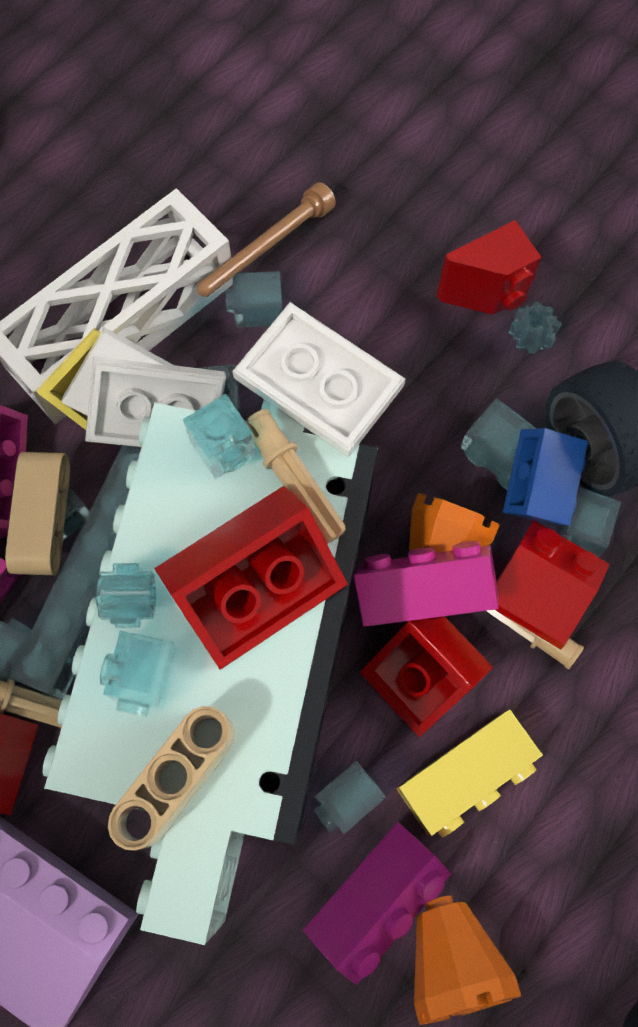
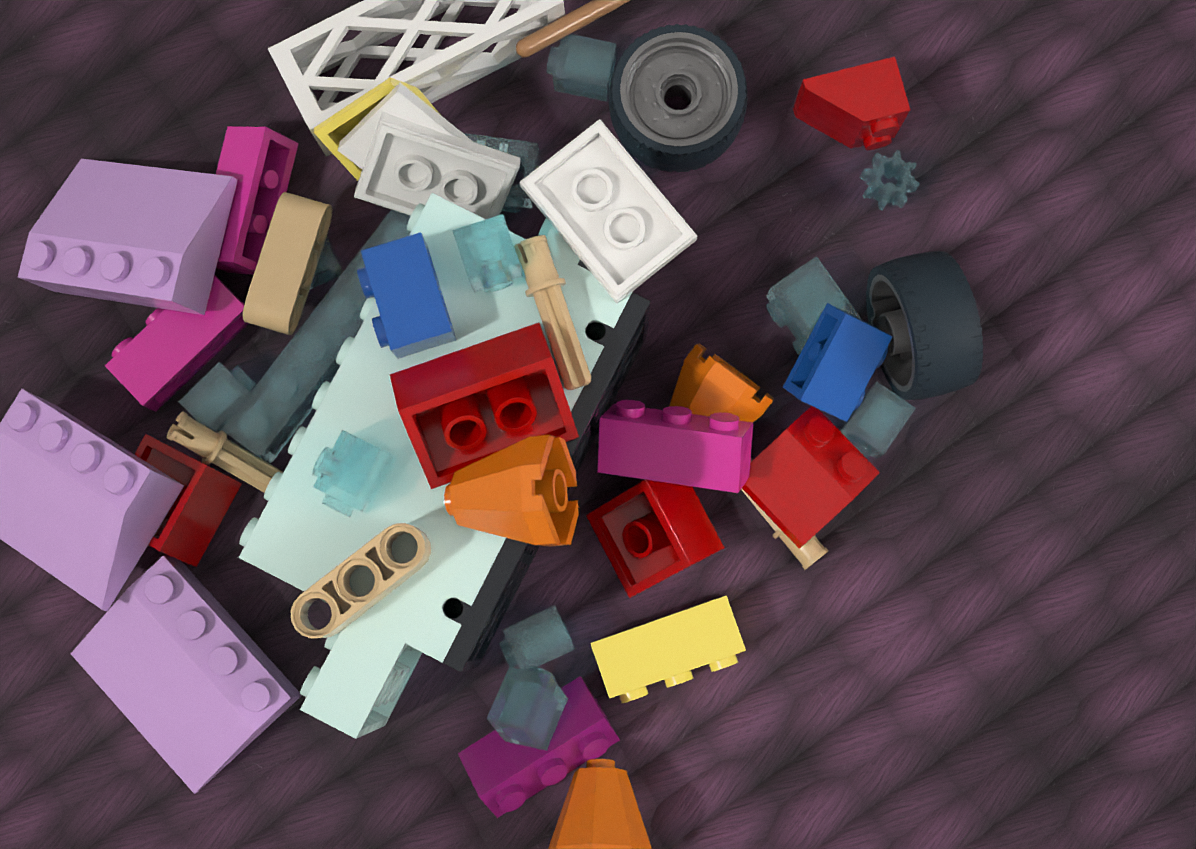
camera: 20 degrees right, 10 degrees up
(126, 595) = (356, 393): clear light blue gear -> none
(154, 493) = (406, 295): none -> blue brick
(305, 649) = (518, 493): none -> orange cone
(349, 277) = (682, 64): none -> flat silver wheel
(359, 866) = (528, 707): none -> clear light blue brick

